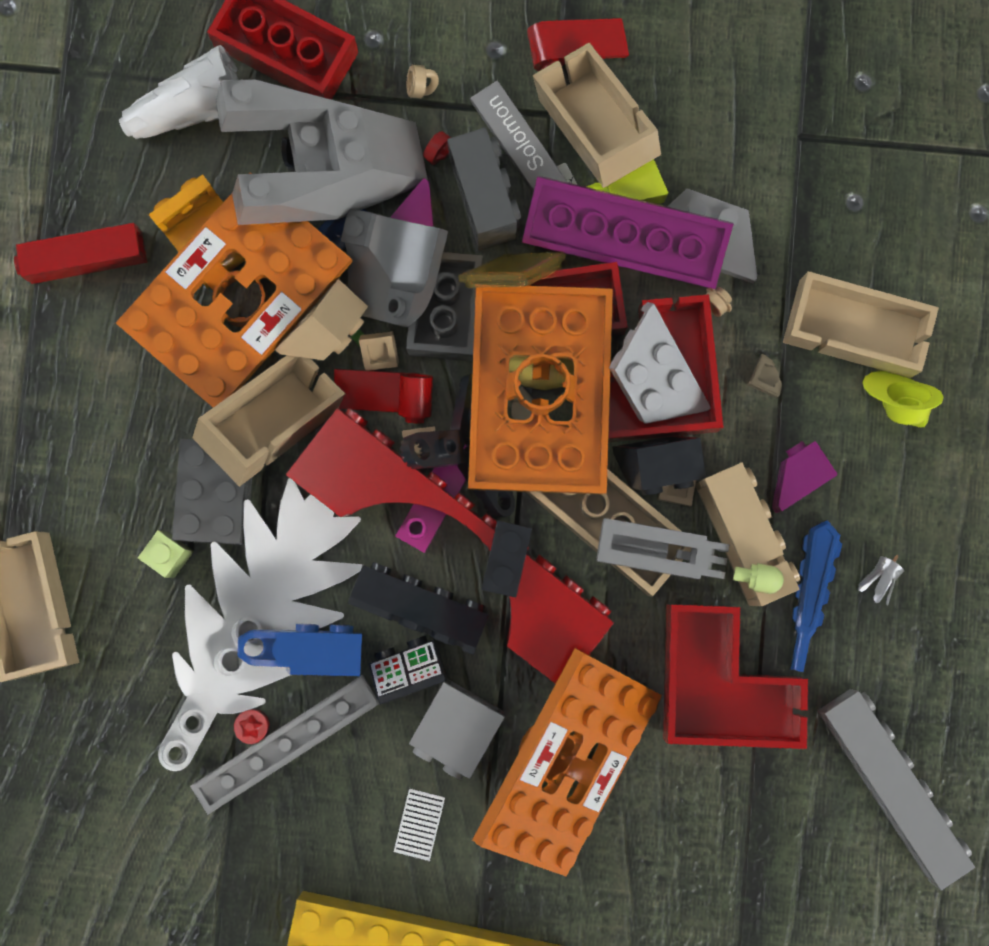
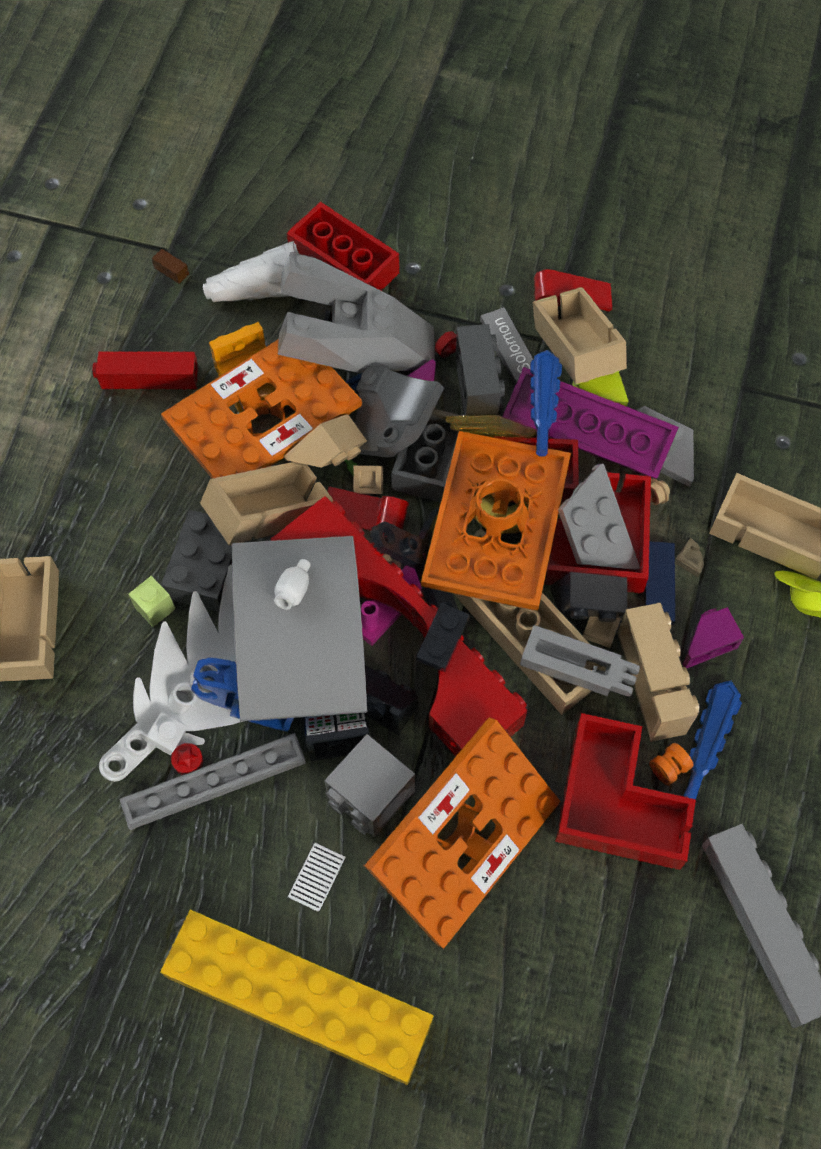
camera: 10 degrees right, 20 degrees down
(71, 96) = (170, 266): none -> reddish brown piece
(221, 706) = (165, 733): none -> white plate
(327, 547) = (292, 585): none -> white plant
(340, 577) = (304, 656): none -> light grey slope
(416, 81) = (440, 297): tan tile -> none
(568, 199) = (544, 384): none -> blue sword
(738, 434) = (661, 579): none -> dark blue tile
(760, 577) = (663, 694): yellowish green cylinder -> none
(771, 640) = (671, 764): none -> orange wheel
(889, 574) = (776, 735): flat silver piece -> none

